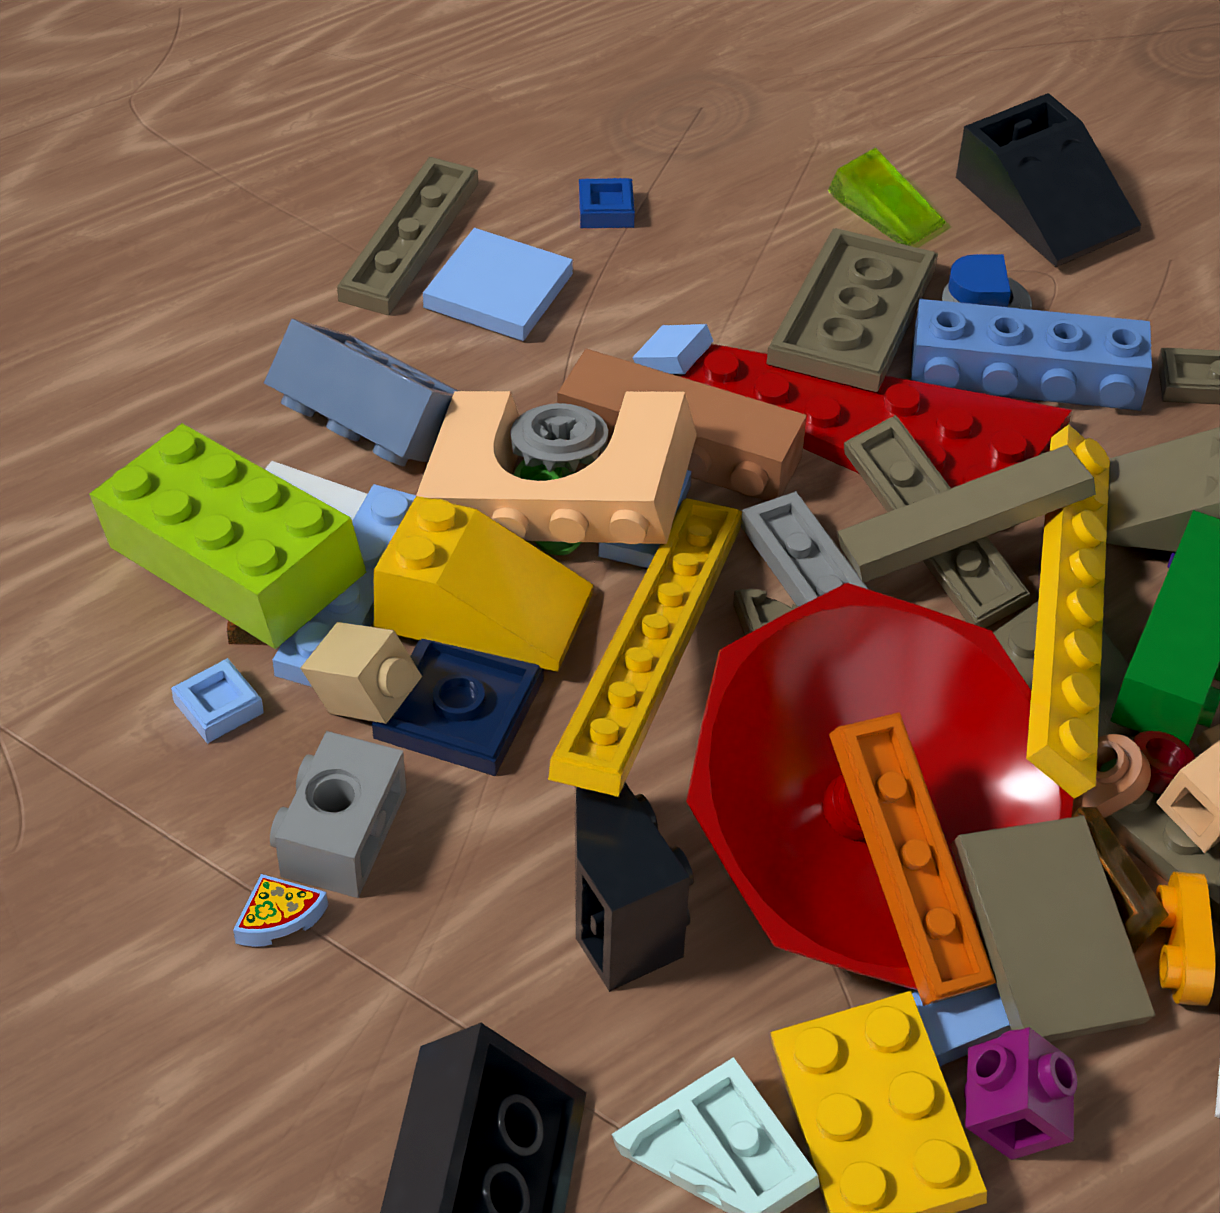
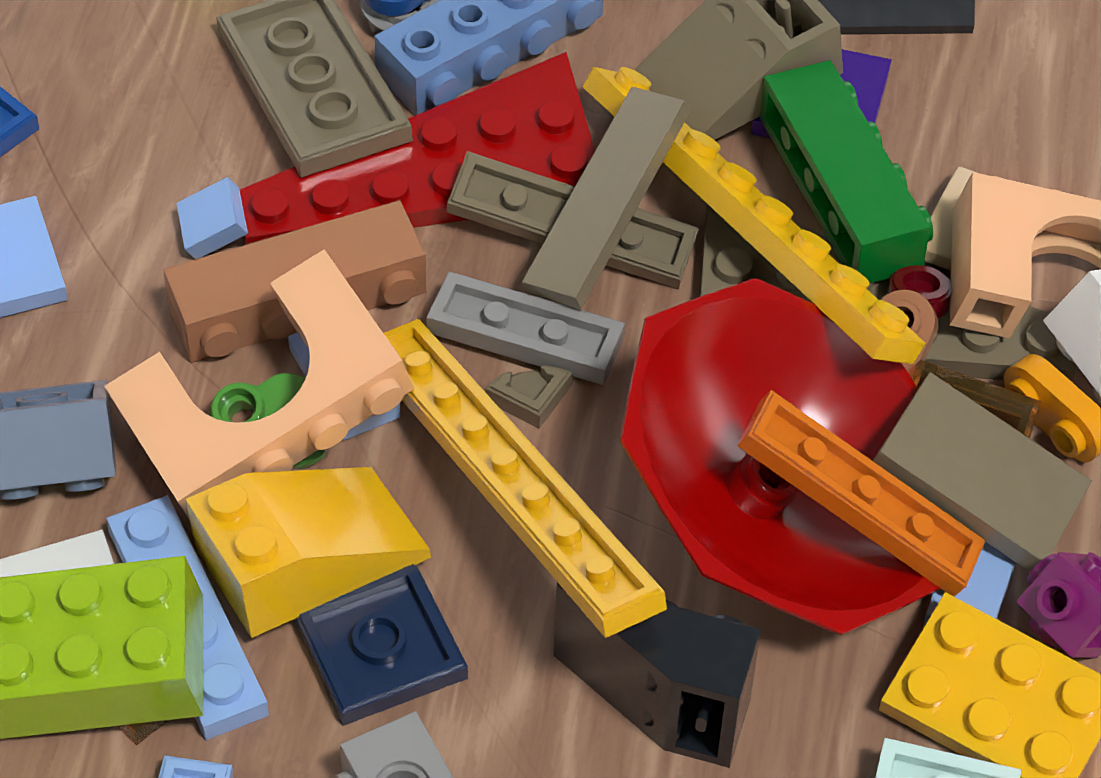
camera: 45 degrees left, 5 degrees up
(361, 672) = (301, 677): tan brick -> none
(543, 431) = (212, 348): light grey gear -> none

